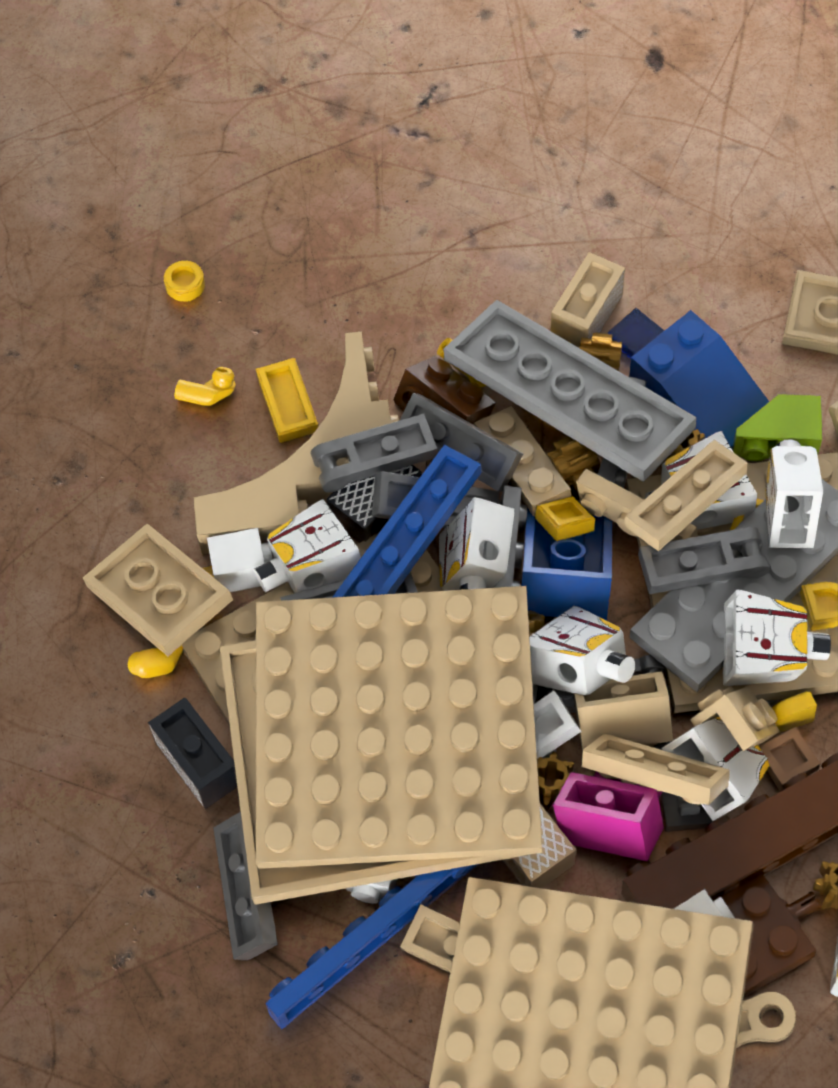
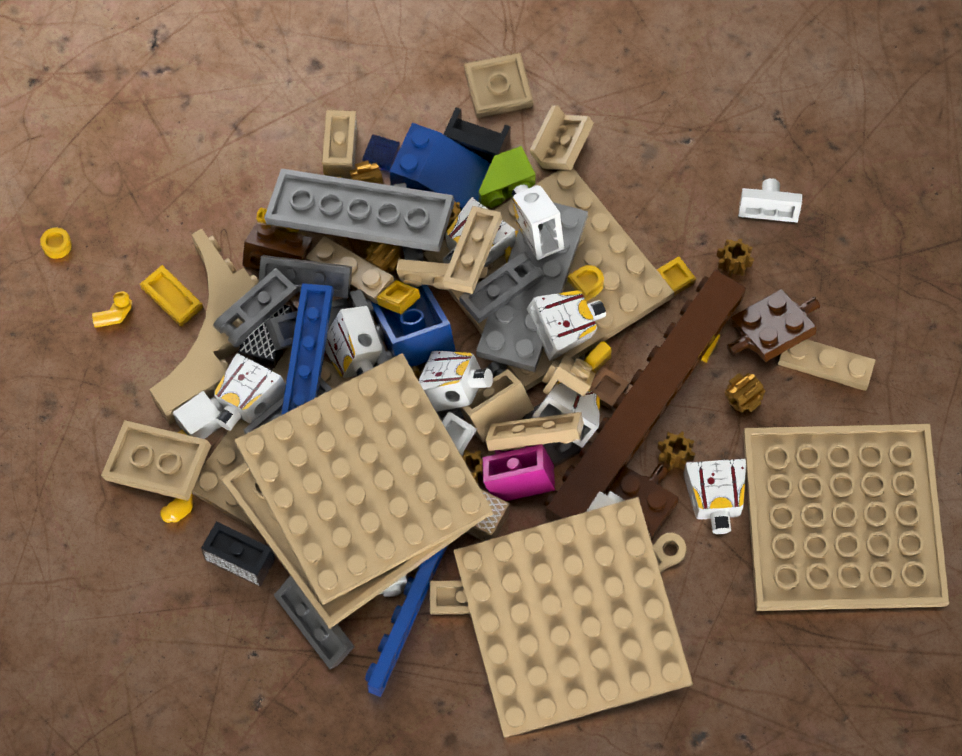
camera: 30 degrees left, 5 degrees up
(767, 366) = (476, 138): none -> black panel

